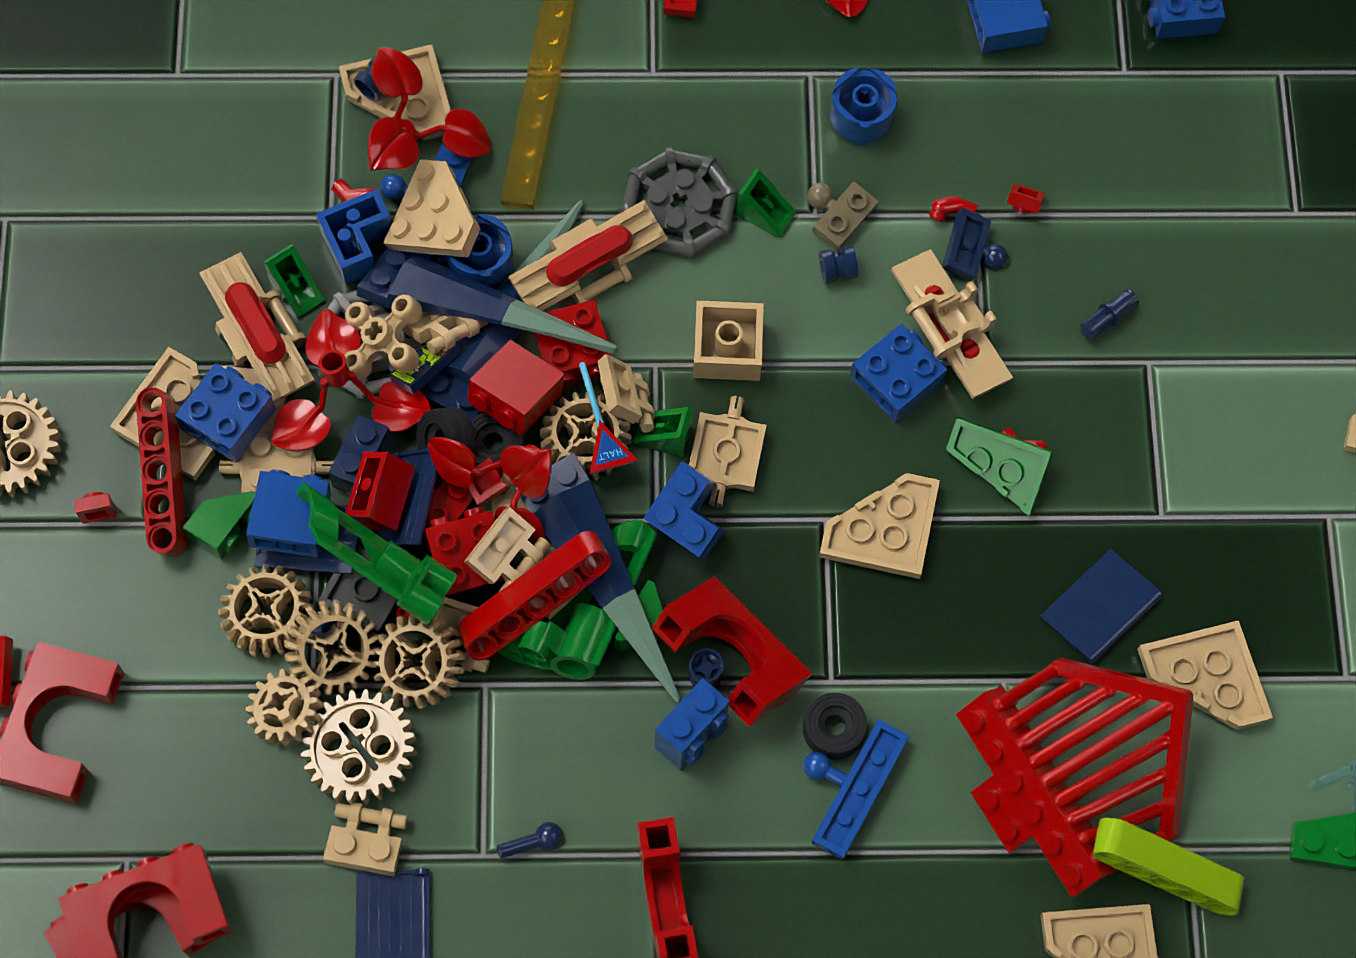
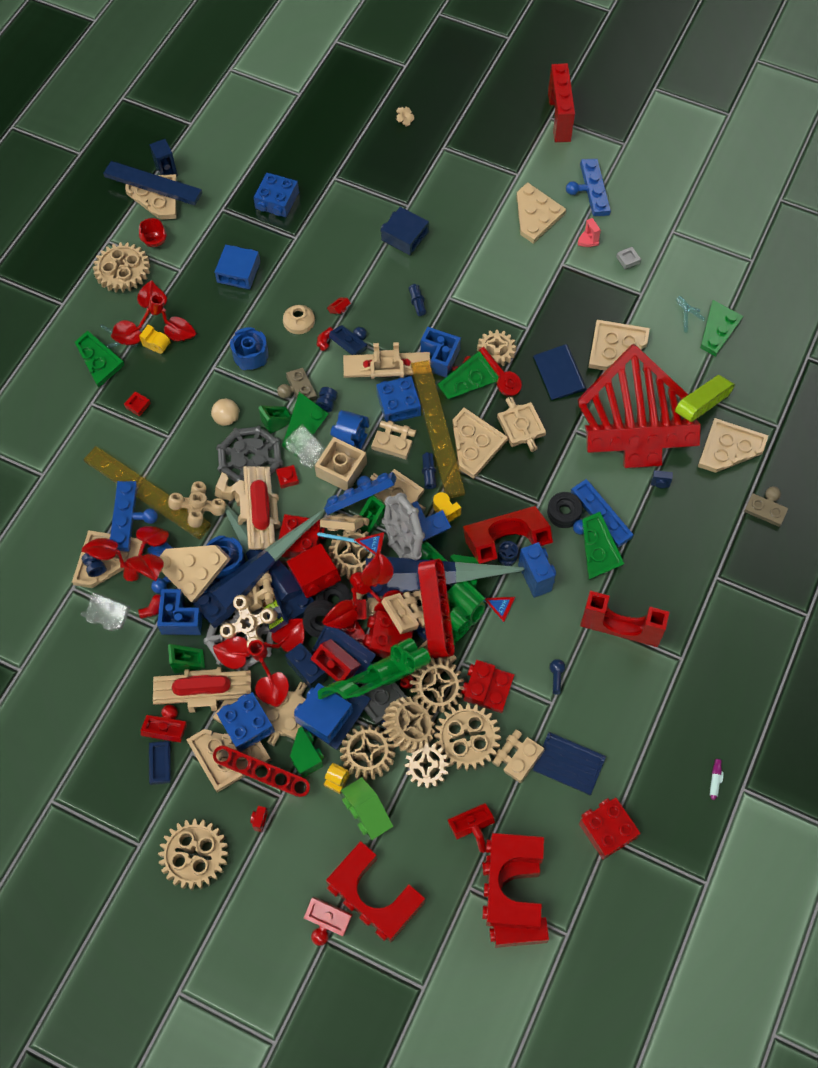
camera: 60 degrees left, 5 degrees down
(122, 331) = (159, 762): none -> dark blue tile
(171, 647) = (367, 807): none -> bright green brick
(175, 310) = (164, 727): none -> red plate
(206, 584) = (336, 778): none -> yellow leg
(223, 814) = (472, 822): none -> red plate
(313, 137) = (106, 612): none -> clear bracket
(460, 741) = (487, 686): none -> red plate
(481, 79) = (124, 514): none -> blue plate
(548, 168) = (197, 504): none -> tan gear
(594, 191) = (224, 492): none -> tan leg
(611, 699) = (499, 605): none -> piece
(650, 481) = (403, 527): none -> light grey plate
(672, 275) = (287, 476): none -> red plate
(703, 402) = (365, 489): none -> blue plate
(728, 270) = (305, 446): none -> clear bracket
(736, 129) = (225, 412): none -> tan hair
(738, 533) = (442, 502): none -> yellow leg
(774, 252) = (304, 413): none -> green wing
(791, 811) = (599, 547): none -> green wing
(794, 325) = (351, 428): none -> blue brick
(794, 480) = (429, 471): none -> dark blue axle
(814, 401) = (392, 444): none -> tan plate
(874, 456) = (437, 429): none -> clear yellow tile
(960, 586) = (521, 424): none -> tan plate
(966, 164) = (301, 324): none -> tan piece
(976, 861) = (661, 479): none -> dark blue plate
(1029, 399) = (443, 349): none -> blue brick
(1029, 530) = (508, 382): none -> red piece
(1082, 495) = (499, 346): none -> tan gear
(1232, 228) = (404, 230): none -> dark blue brick

